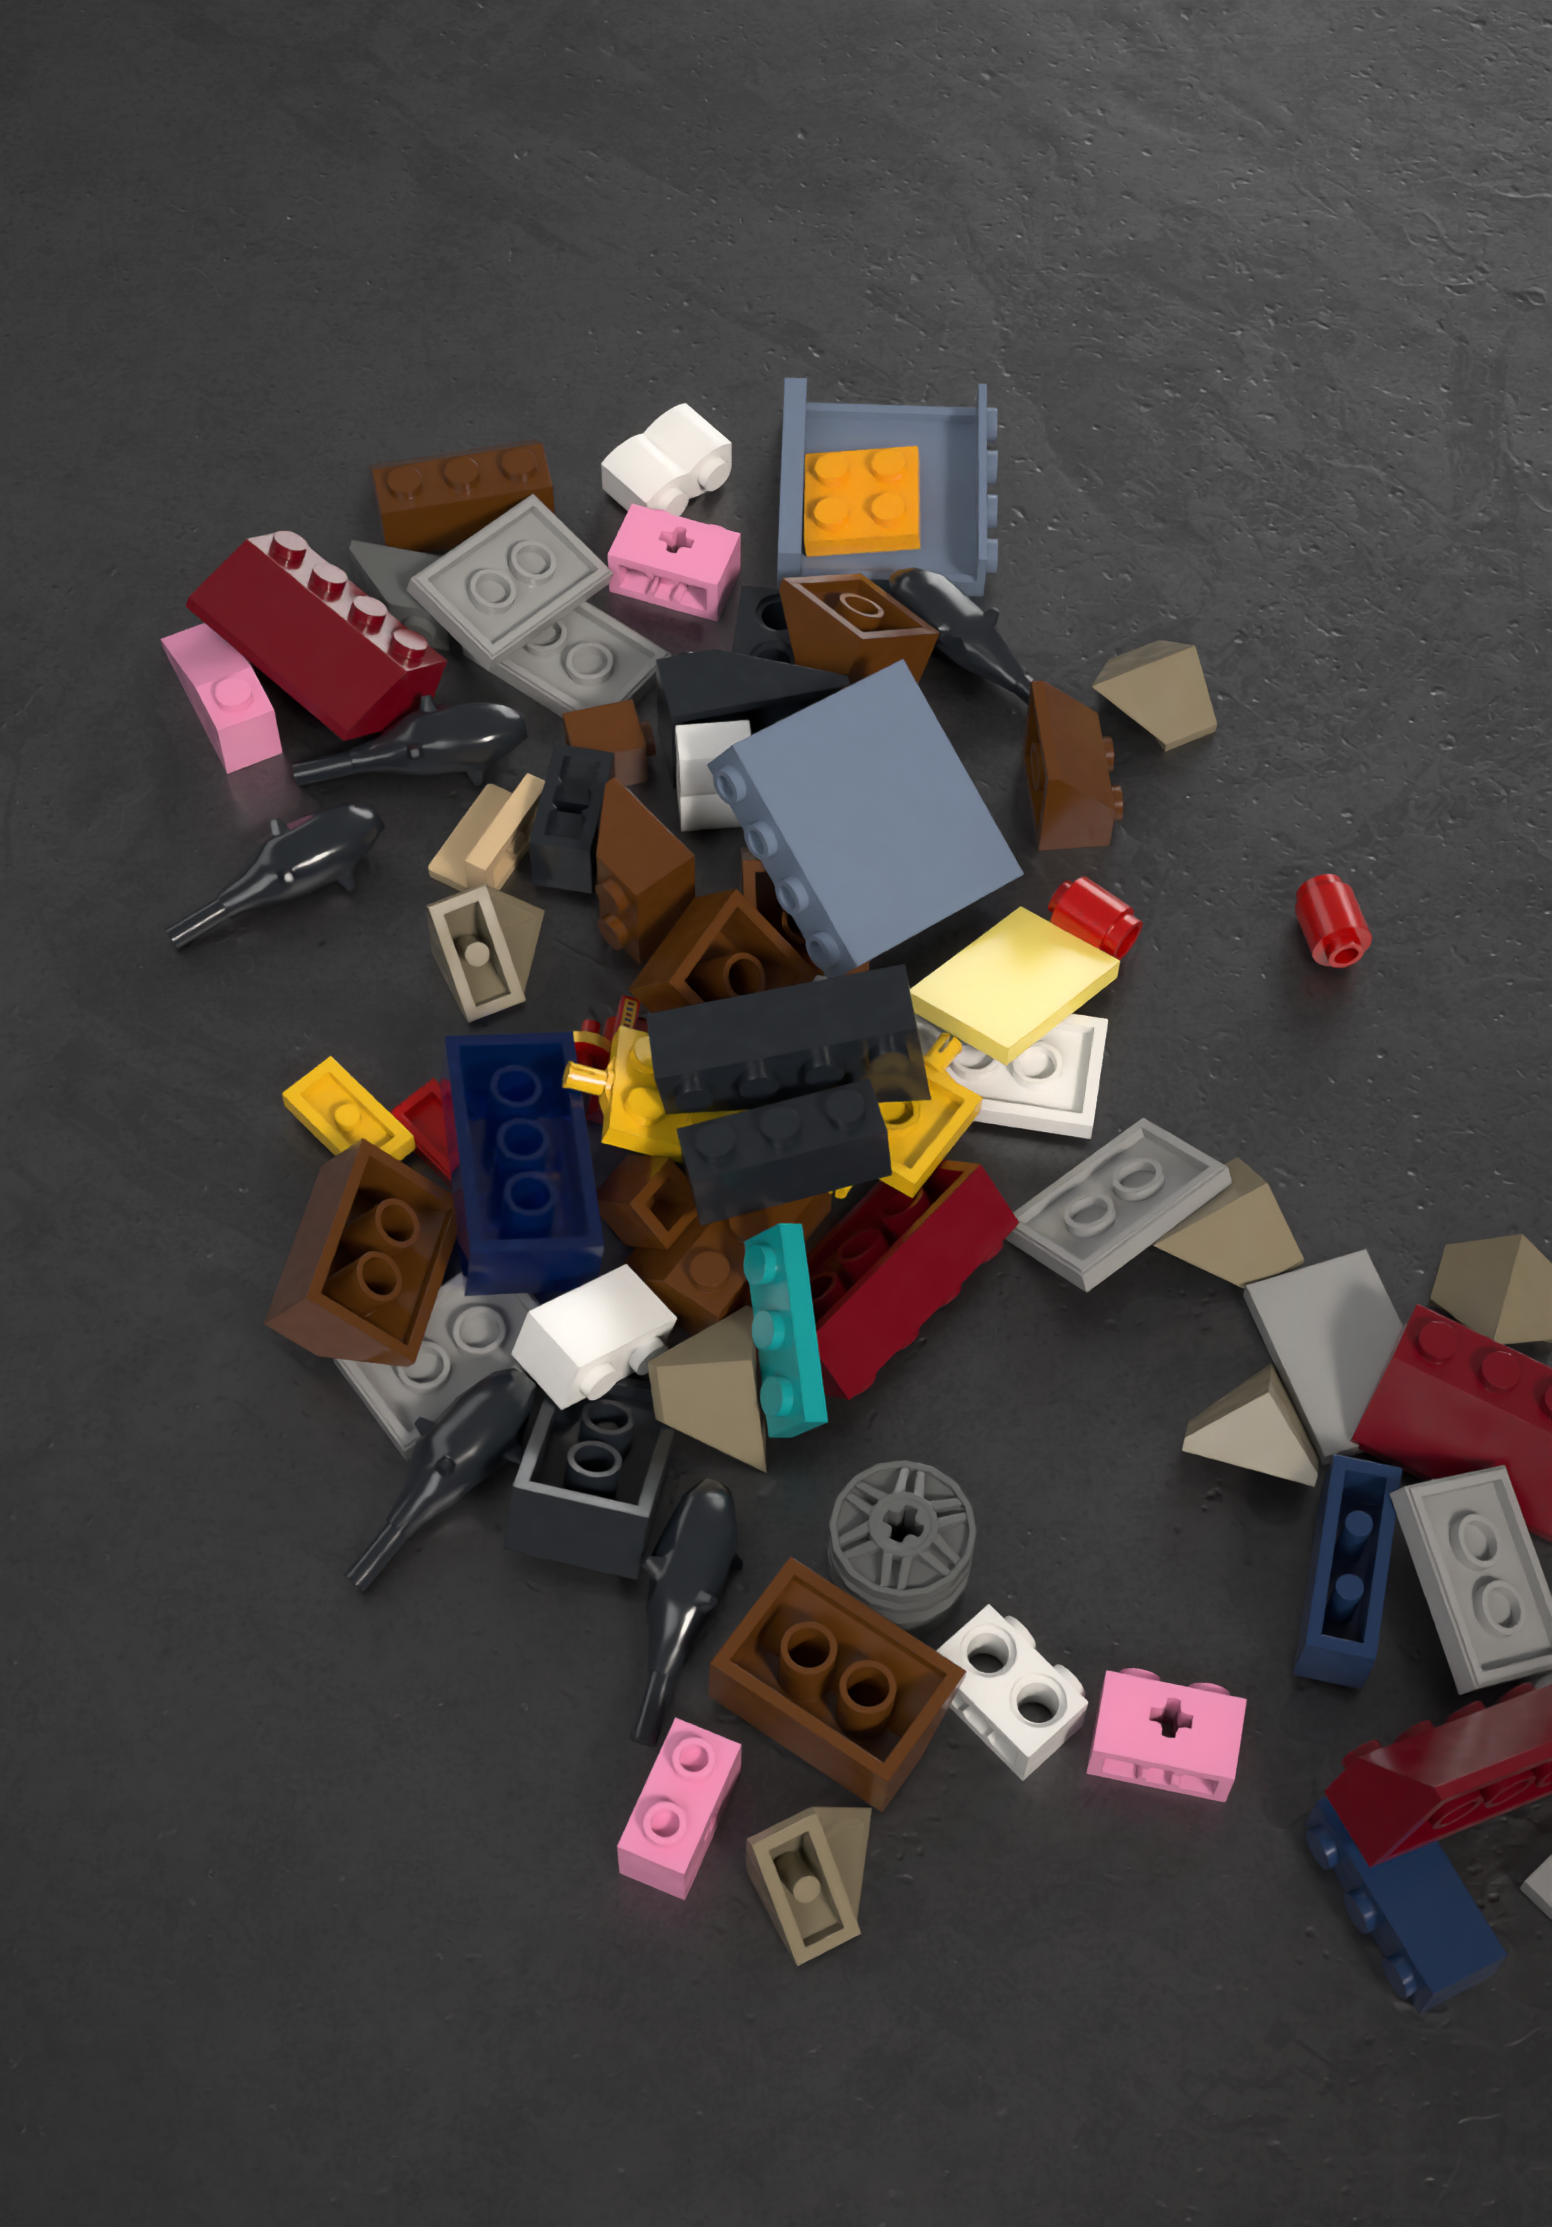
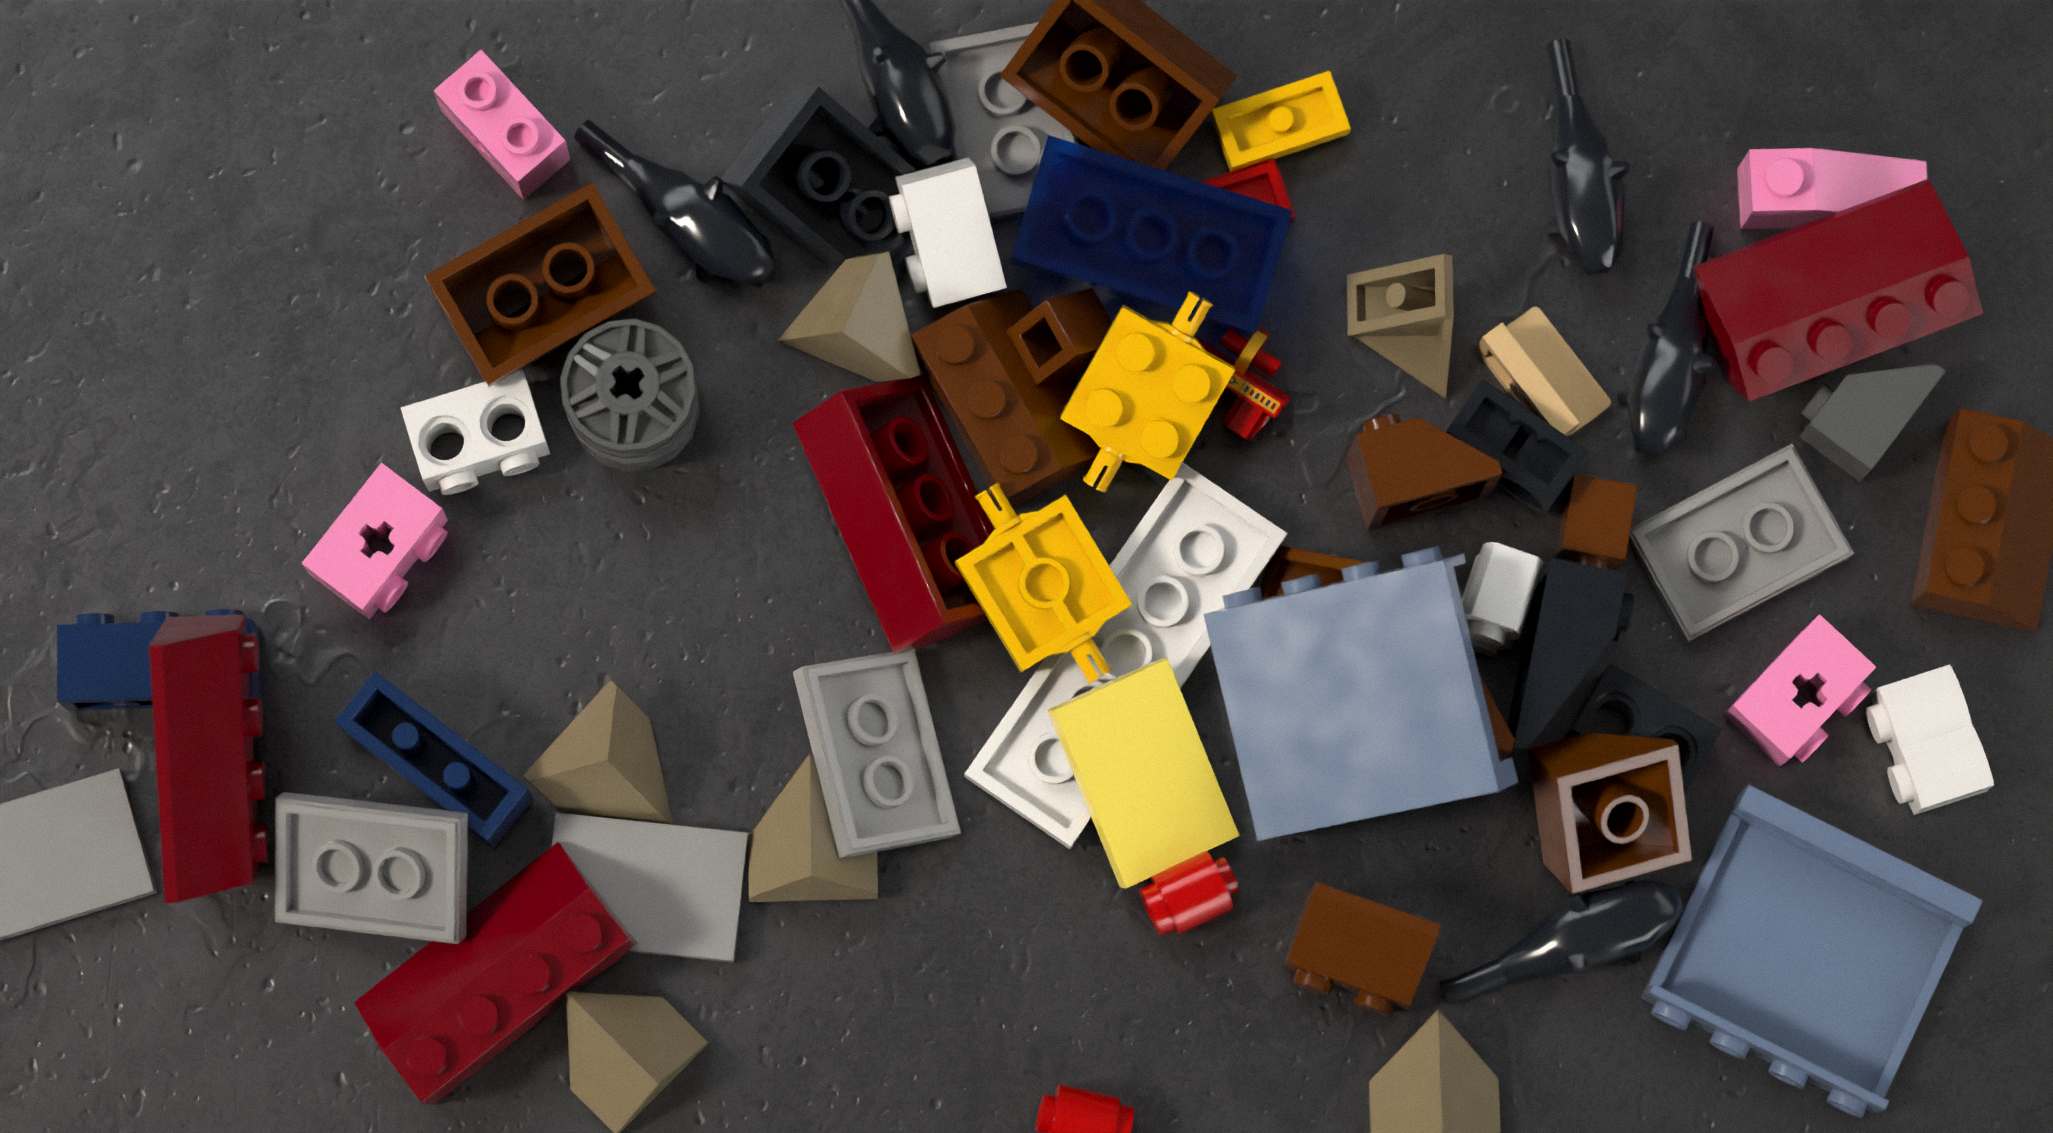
camera: 110 degrees right, 20 degrees up
(509, 582) = (1827, 506): light grey tile -> none
(718, 953) = (1258, 498): reddish brown slope -> none
(785, 1151) = (1020, 442): black brick -> none
(785, 1331) = (862, 376): teal plate -> none
(790, 1044) = (1118, 494): black wedge -> none
(812, 1876) = (399, 206): dark tan slope -> none
(862, 501) = (1798, 917): light orange plate -> none

